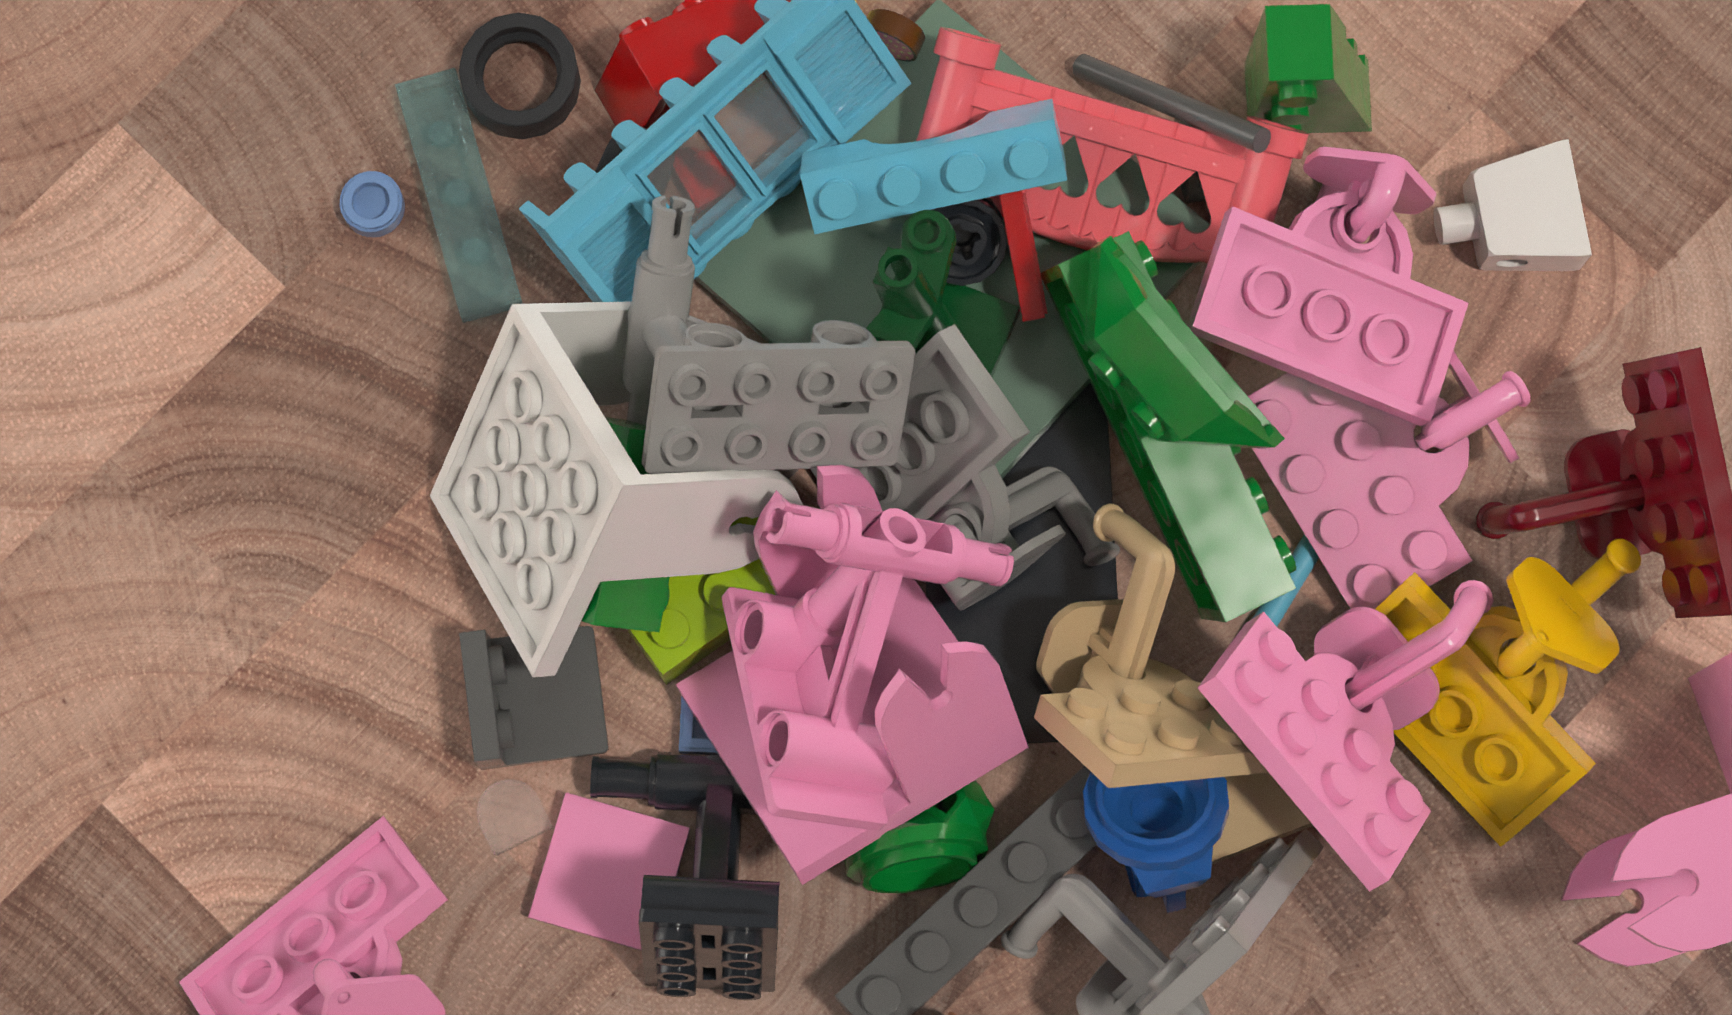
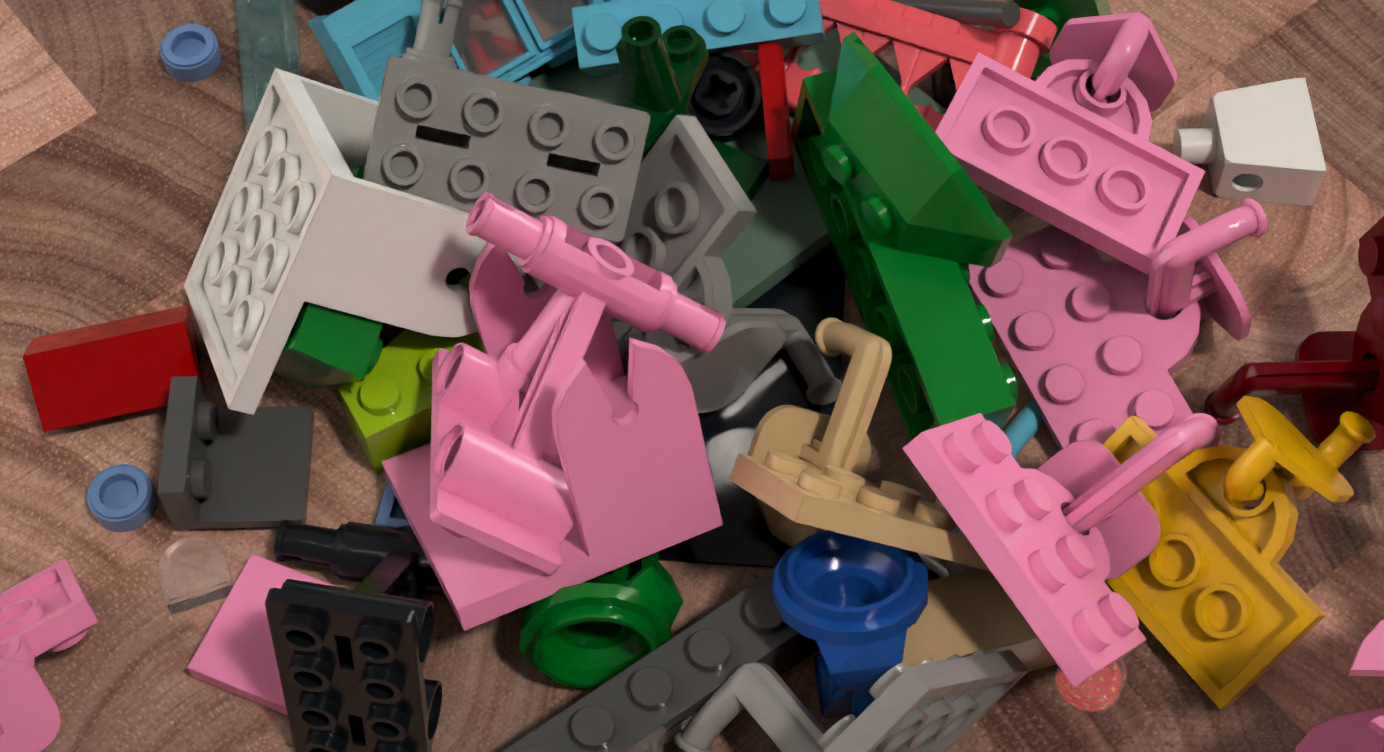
camera: 10 degrees right, 20 degrees down
(385, 604) = (111, 367): none -> red piece
(421, 742) = (122, 498): none -> medium blue tile

